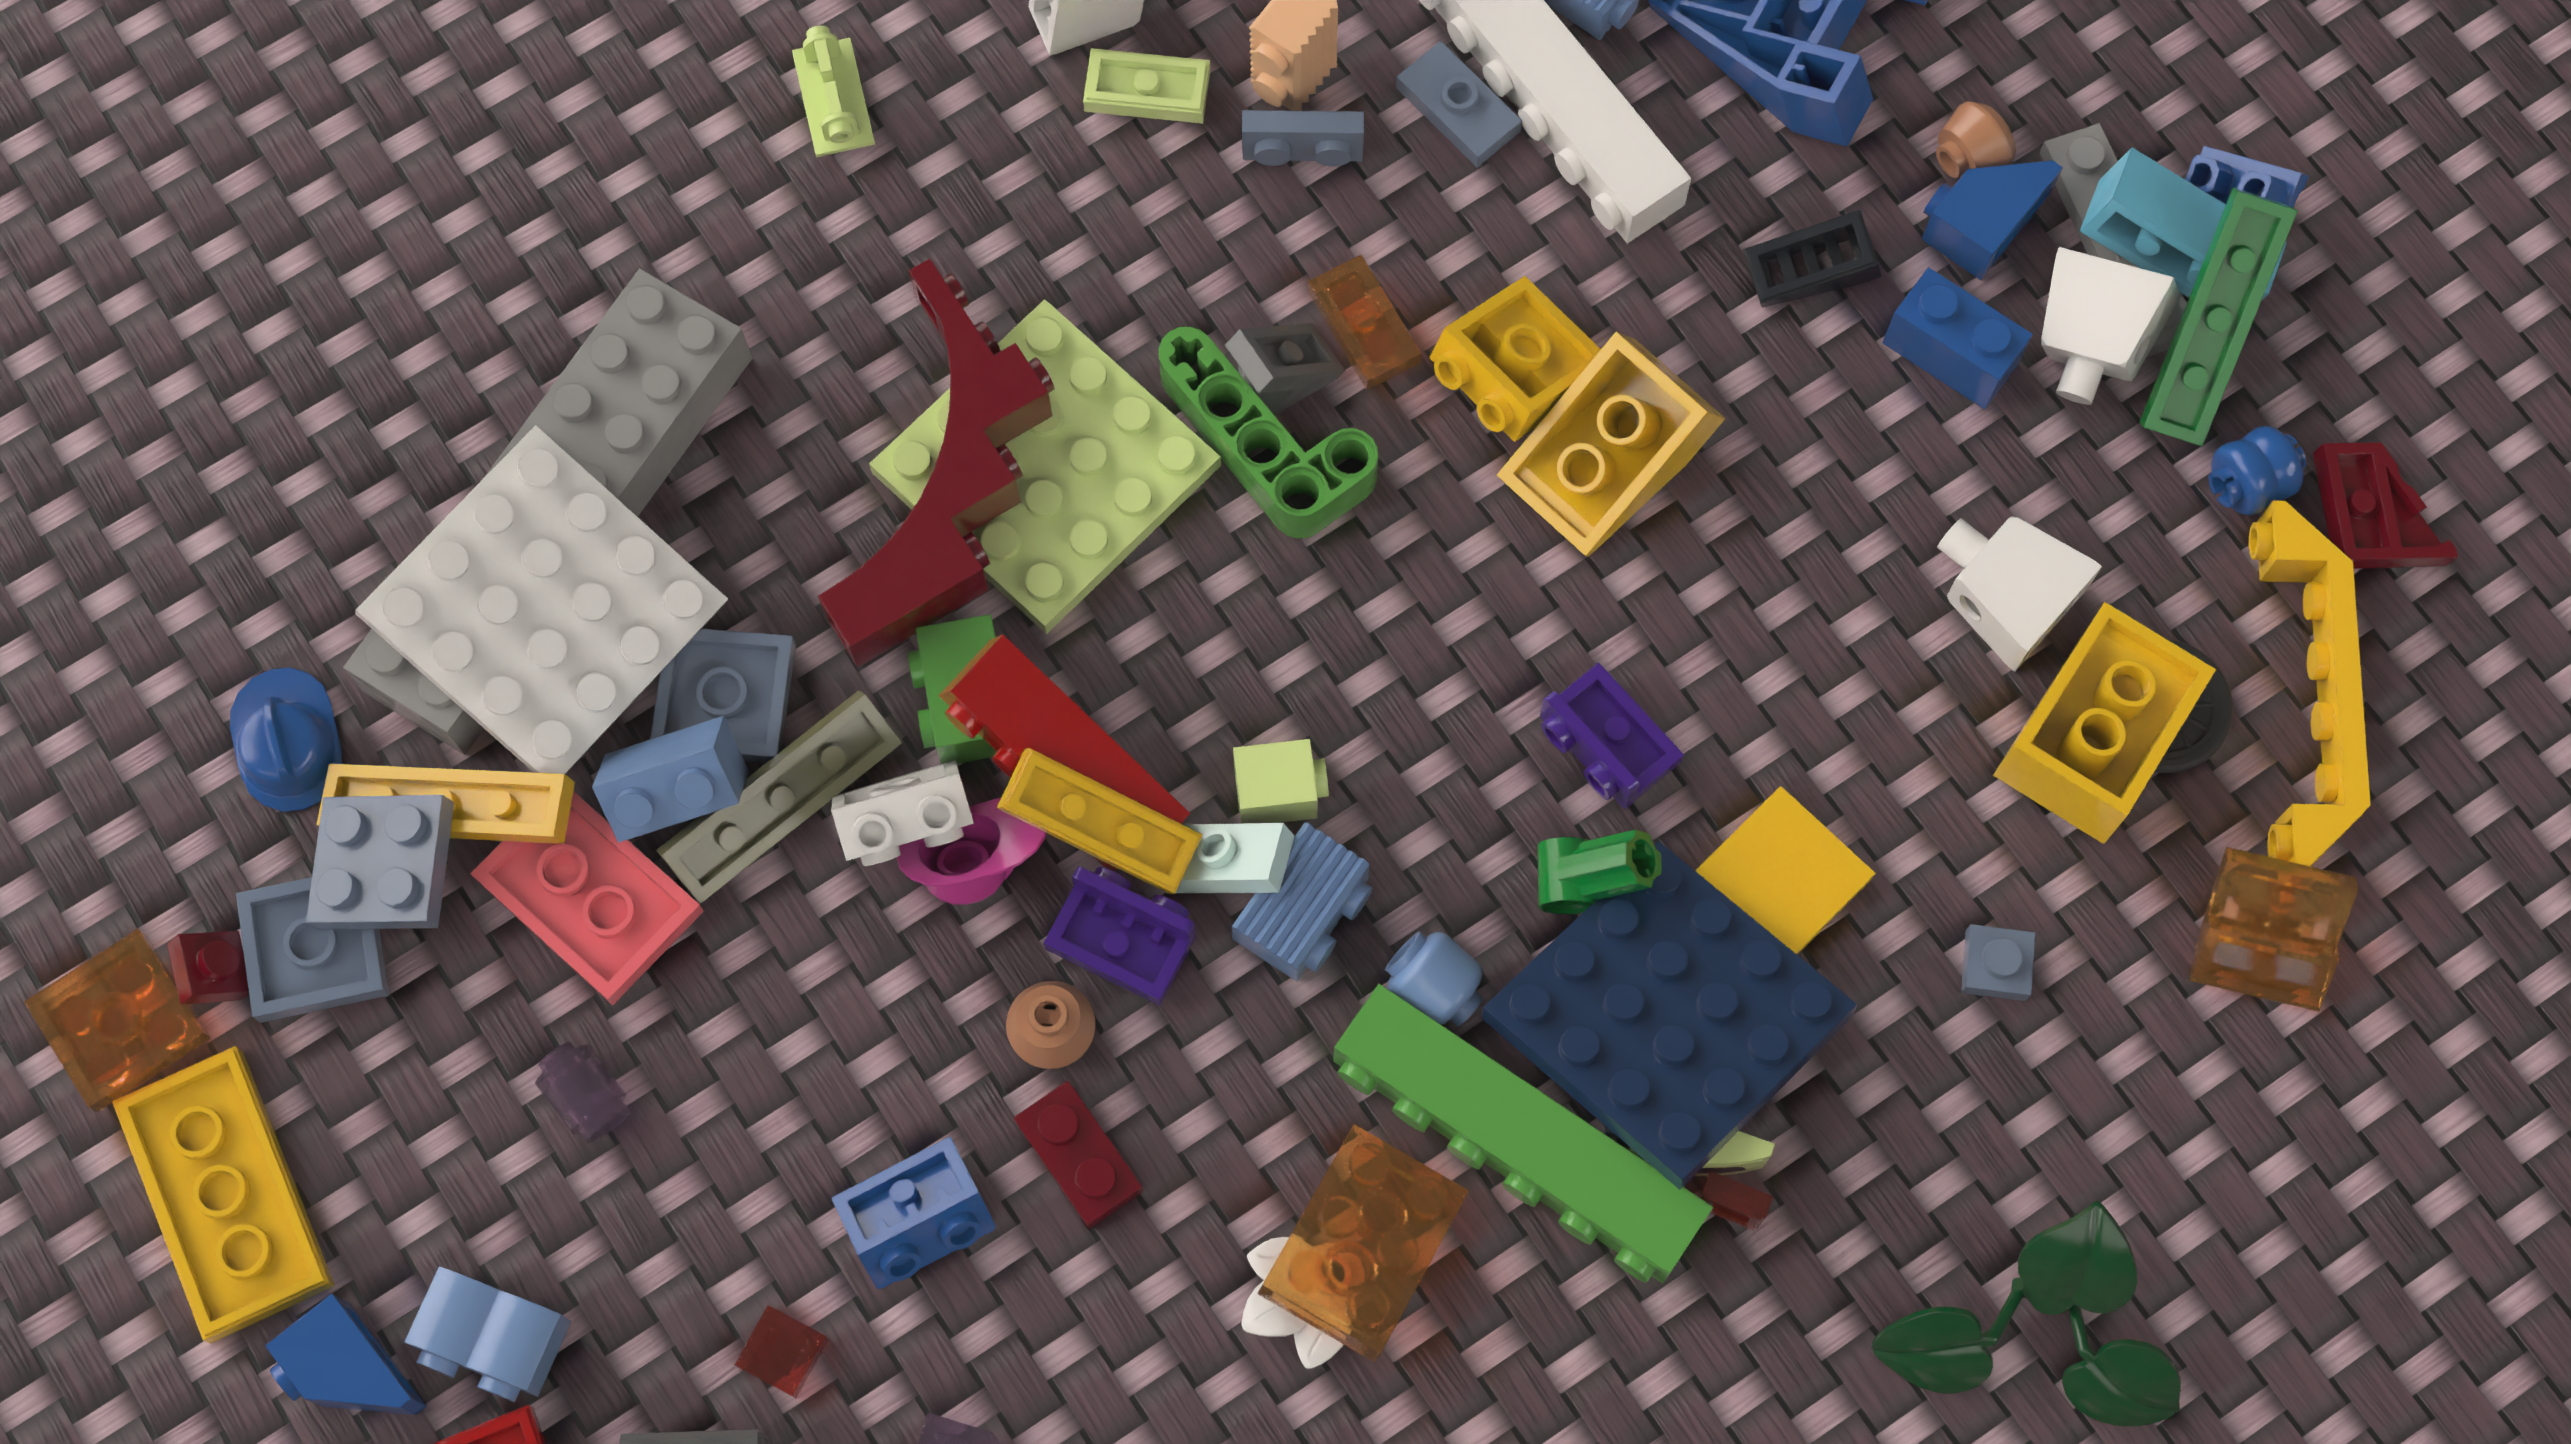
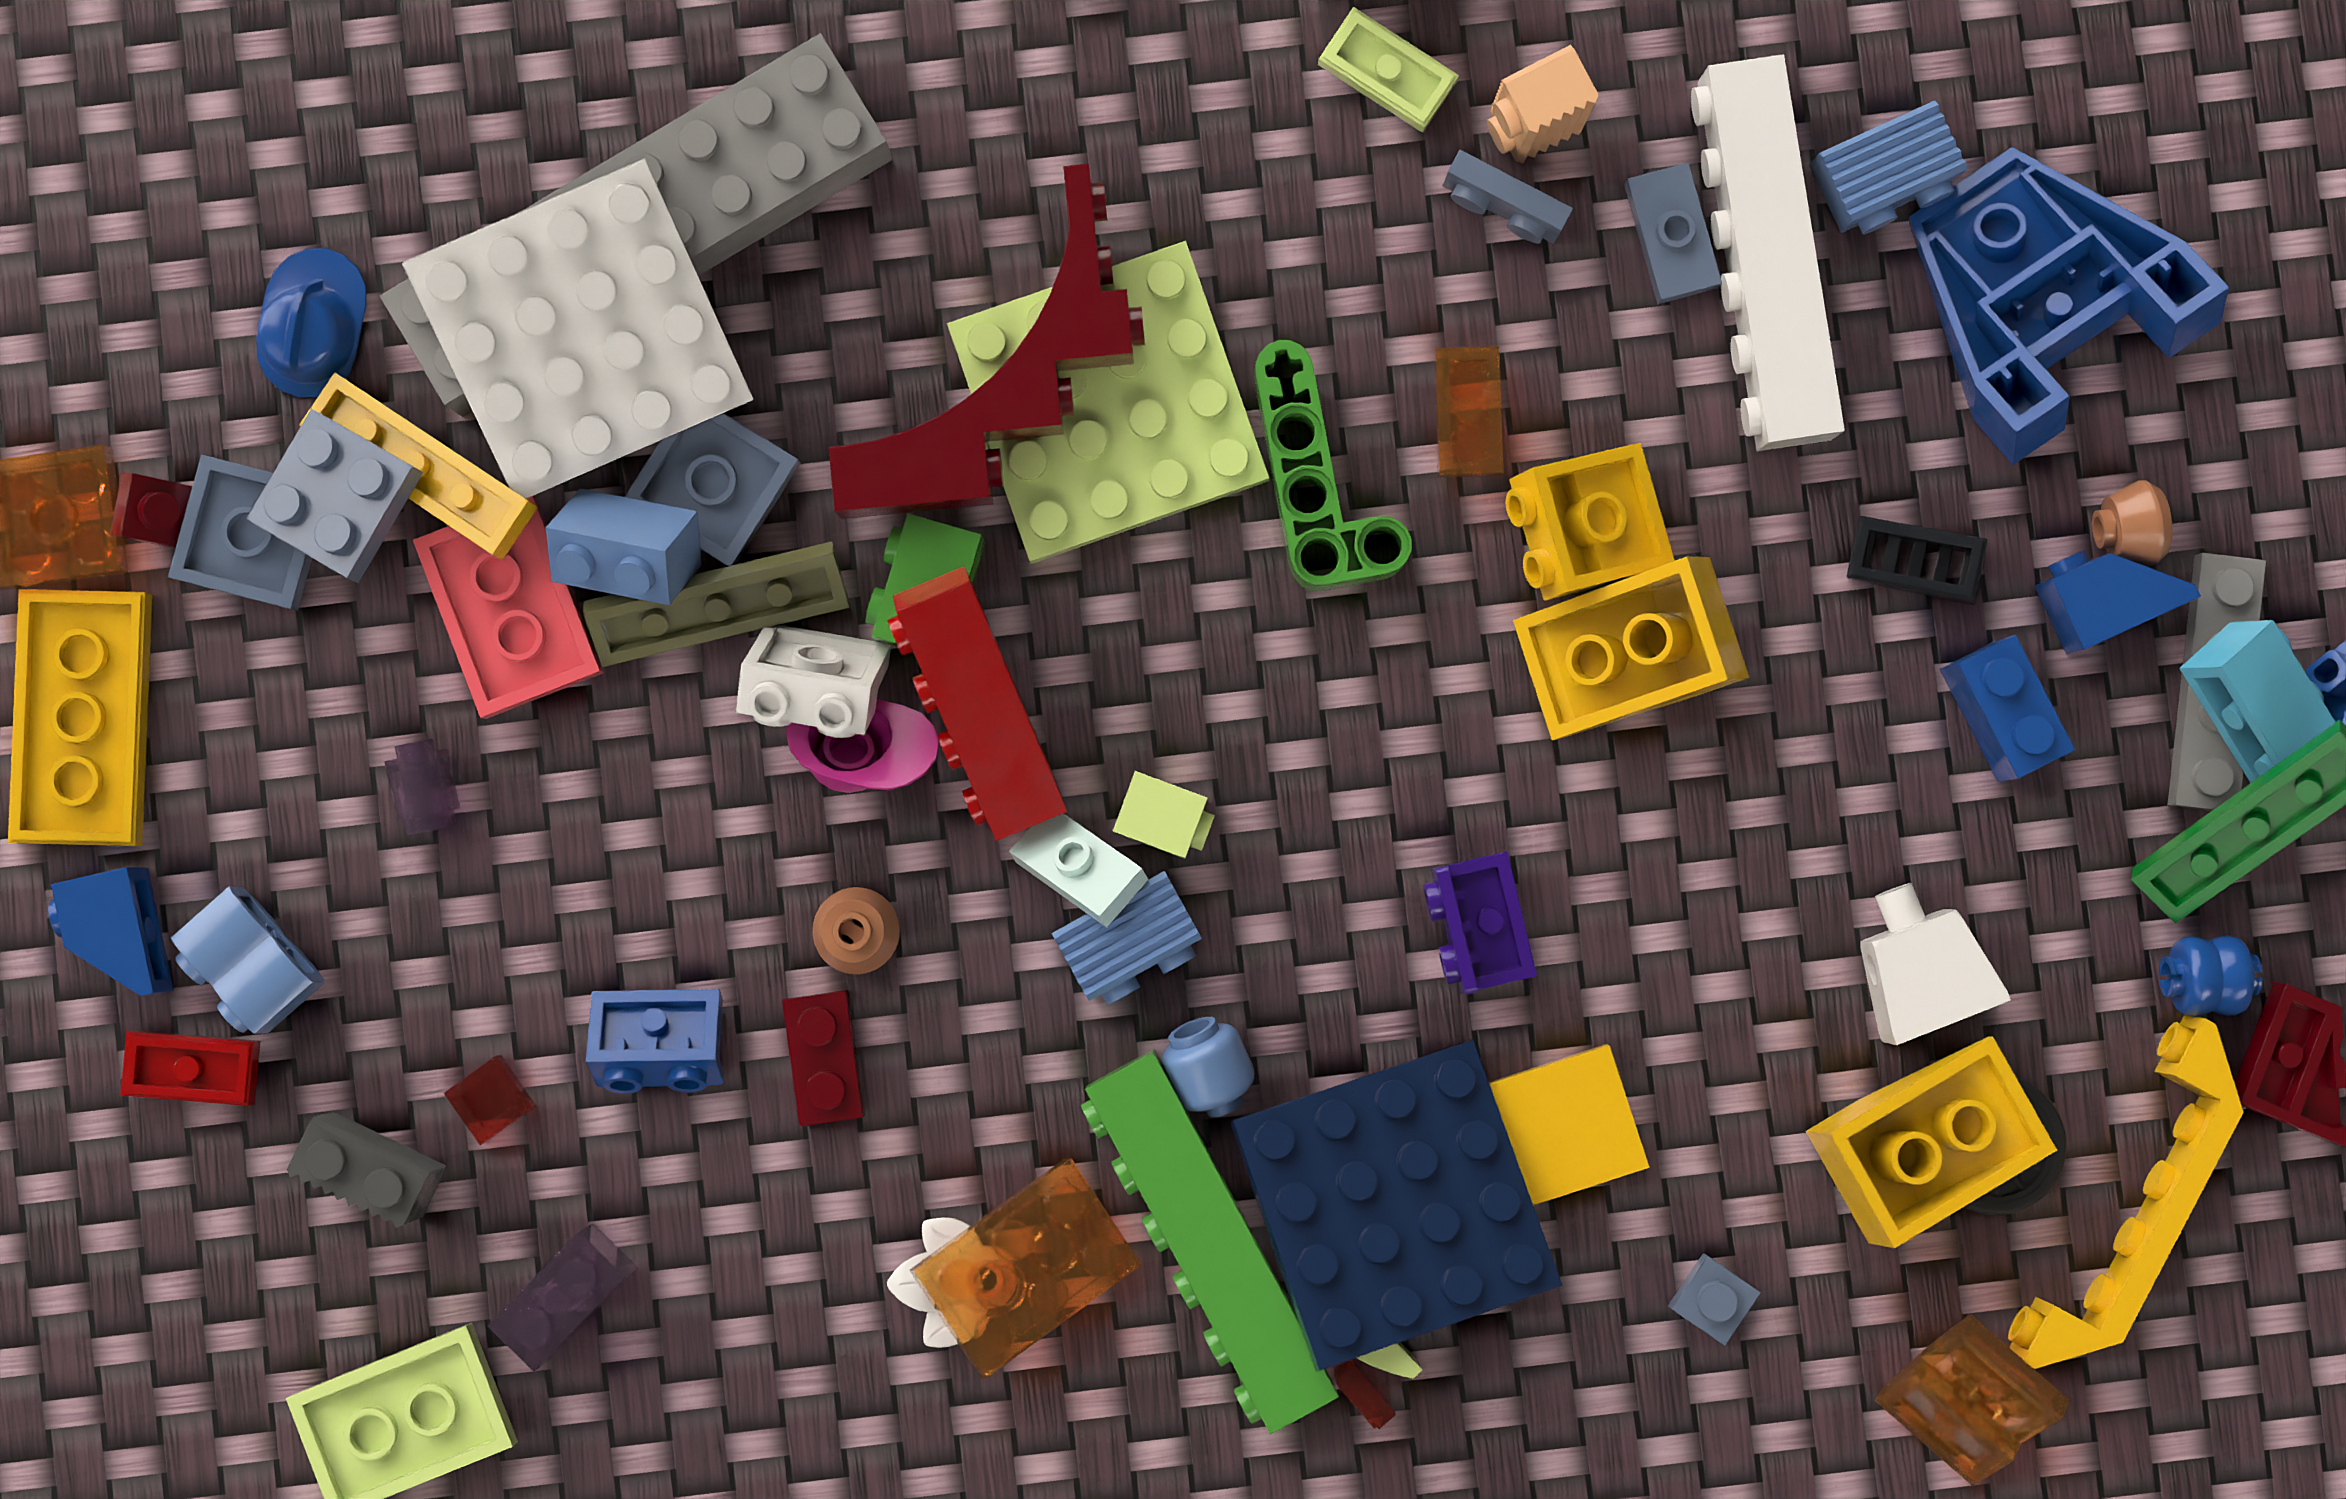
camera: 30 degrees right, 15 degrees up
(1099, 821) = (977, 786): yellow tile -> none
(1122, 933) = (954, 886): dark purple bracket -> none
(1284, 362) = (1373, 417): dark grey slope -> none
(1583, 870) = (1393, 1041): green piece -> none
(2102, 320) = (2149, 763): white torso -> none

